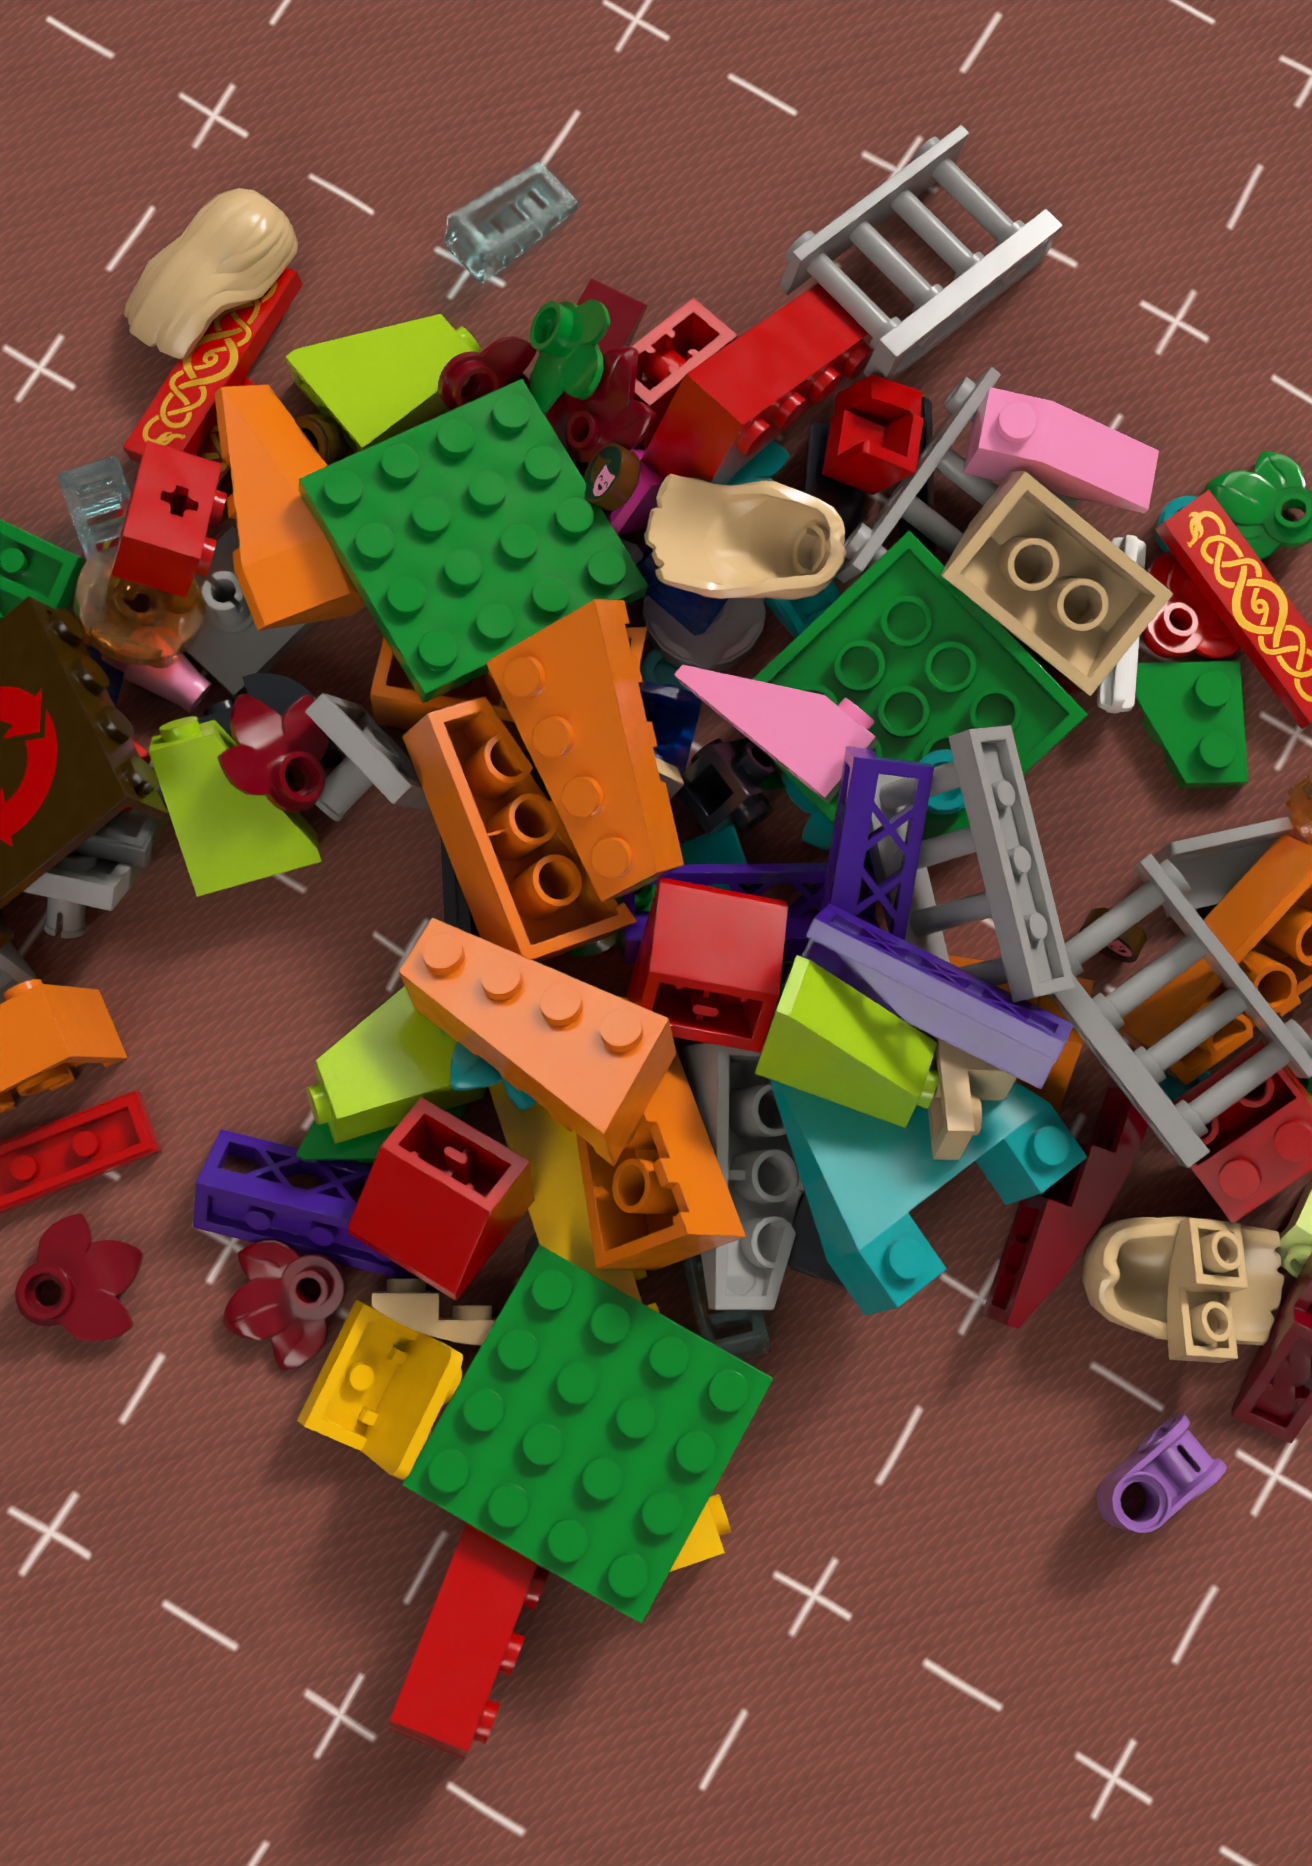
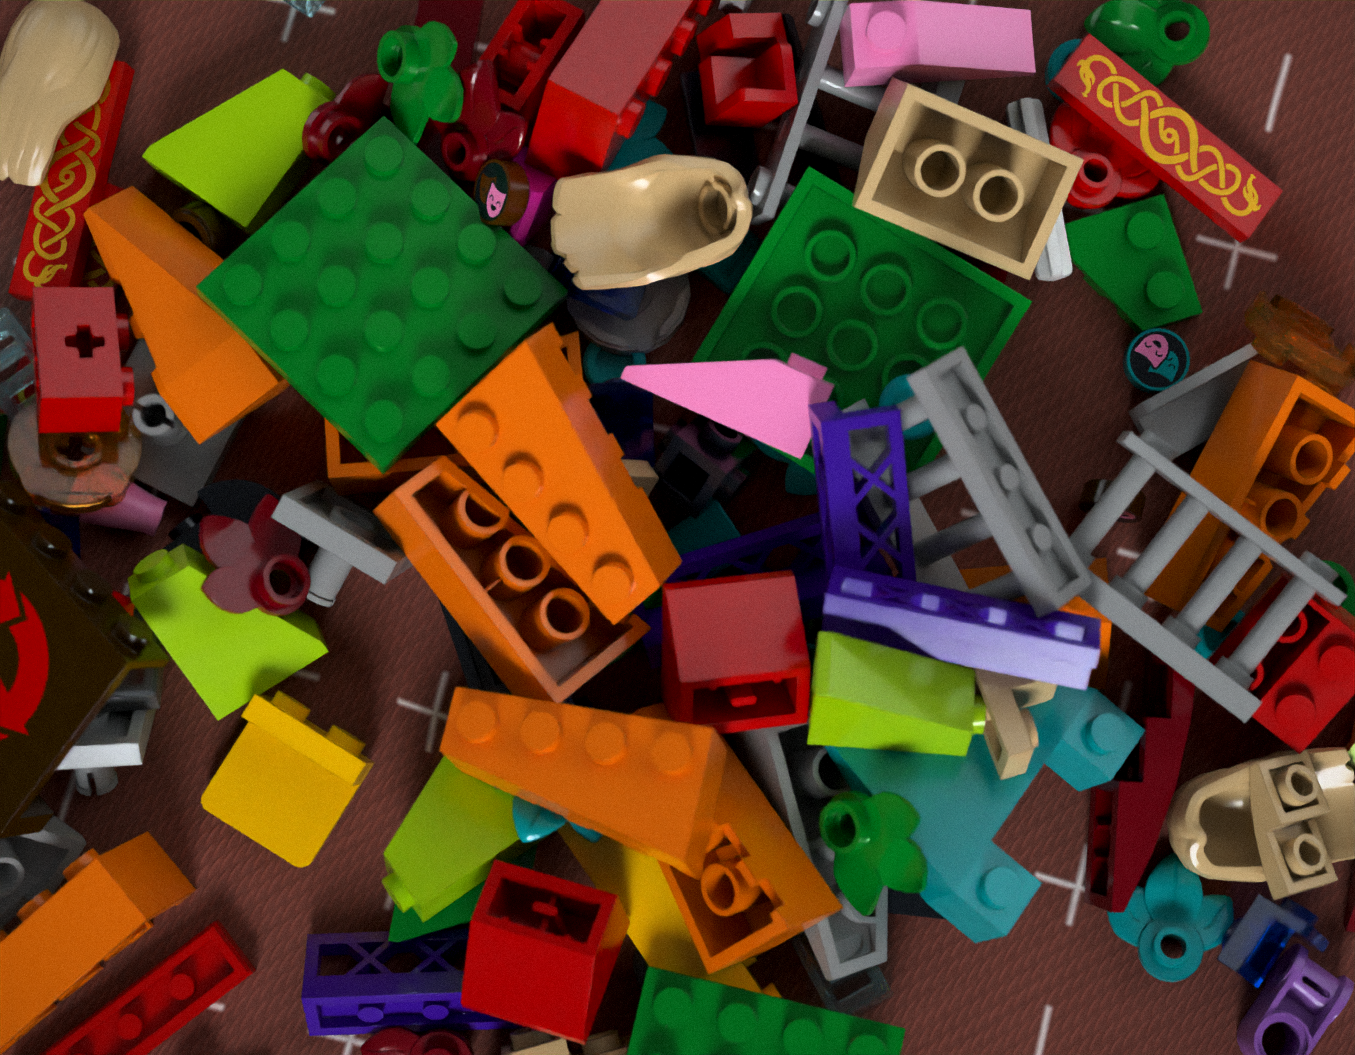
camera: 15 degrees left, 5 degrees up
(246, 973) = (286, 779): none -> yellow bracket
(791, 1187) = (873, 846): none -> green plate
(1068, 1344) = (1173, 908): none -> teal plate
(1149, 1393) = (1261, 935): none -> clear blue bracket
(1190, 812) = (1156, 360): none -> tile

